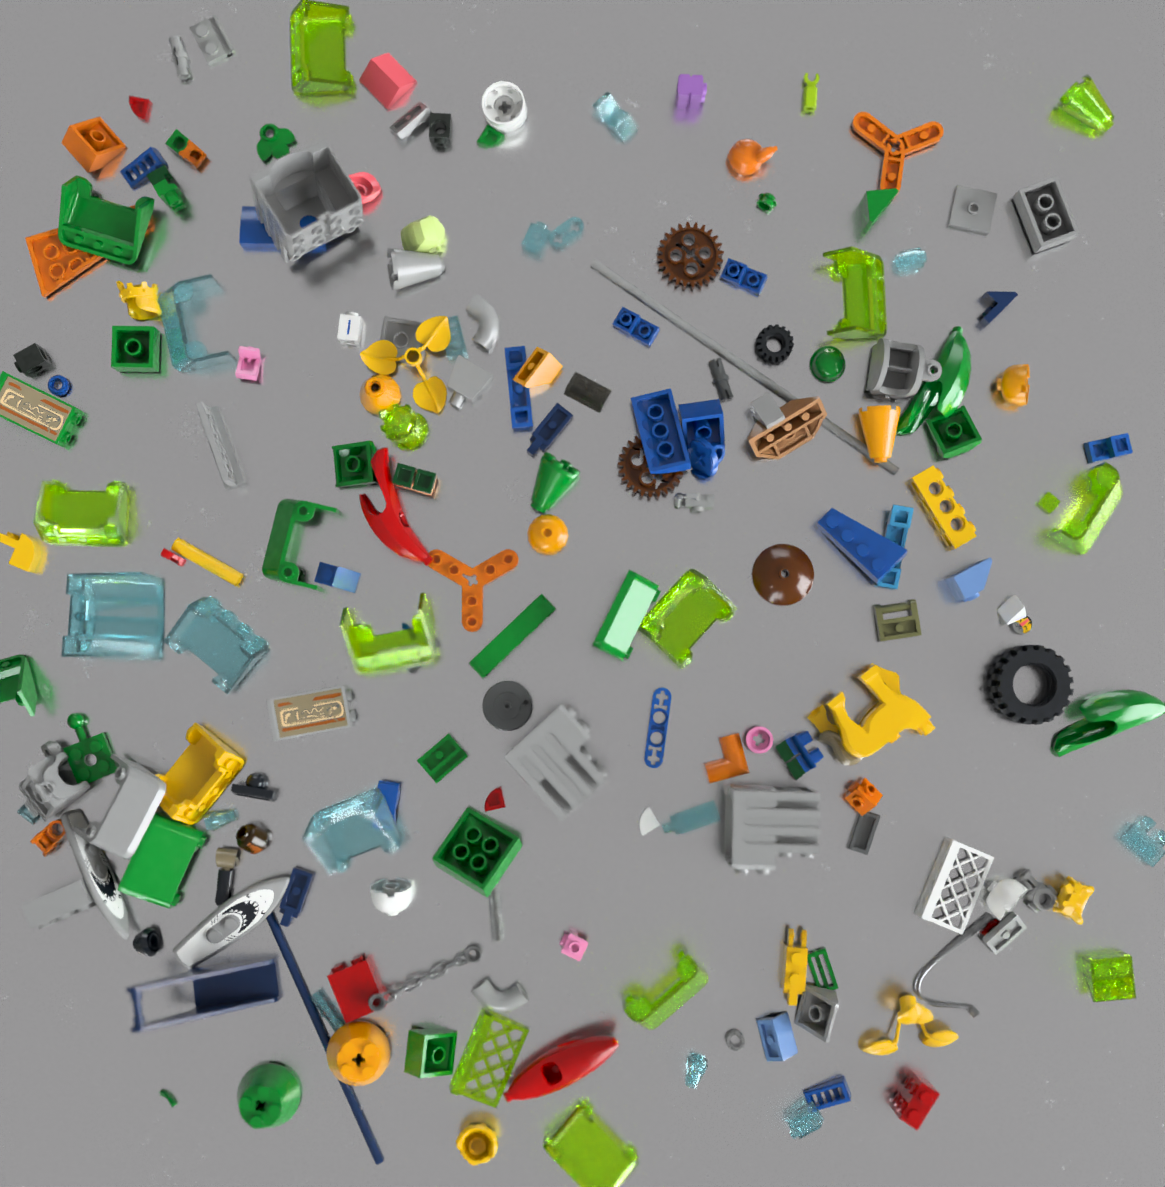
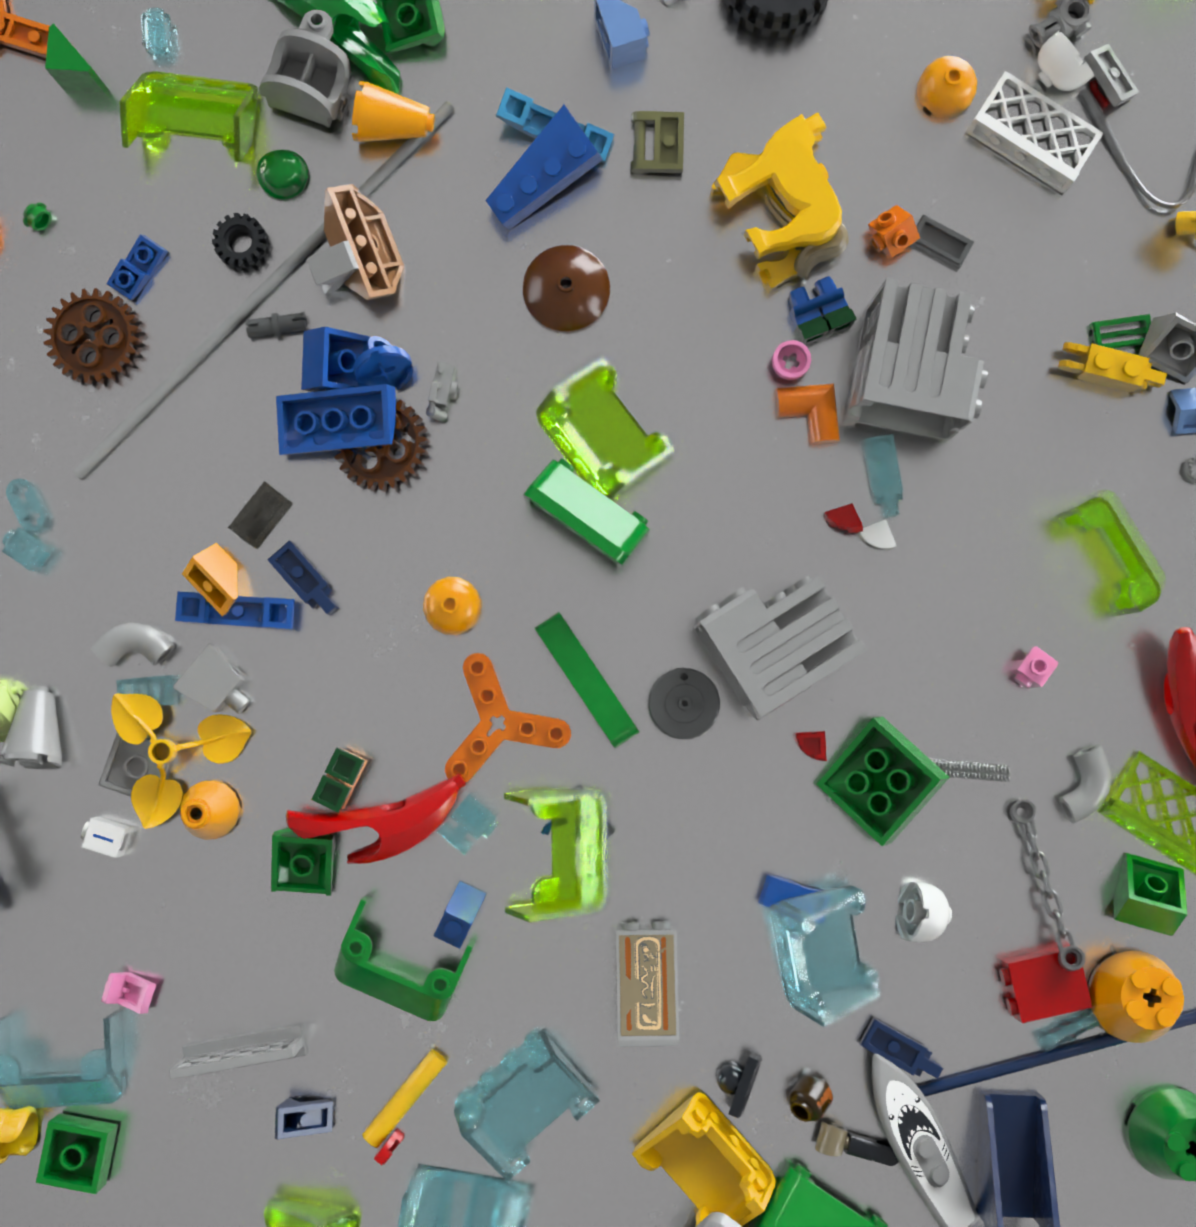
camera: 80 degrees left, 0 degrees up
(183, 495) = (303, 1118): none -> slope
(218, 819) = (774, 1143): clear light blue cone -> none
(404, 426) = (261, 782): clear neon green hair -> none
(404, 574) = (473, 818): none -> clear light blue brick
(442, 758) = (741, 807): green plate -> none
(552, 481) = (378, 586): green cone -> none
(636, 327) = (180, 431): blue slope -> none
(655, 796) = (845, 518): none -> red tile
(657, 727) = (748, 504): blue beam -> none
(942, 519) = (504, 65): yellow brick -> none
(974, 818) = (947, 87): none -> light orange cylinder

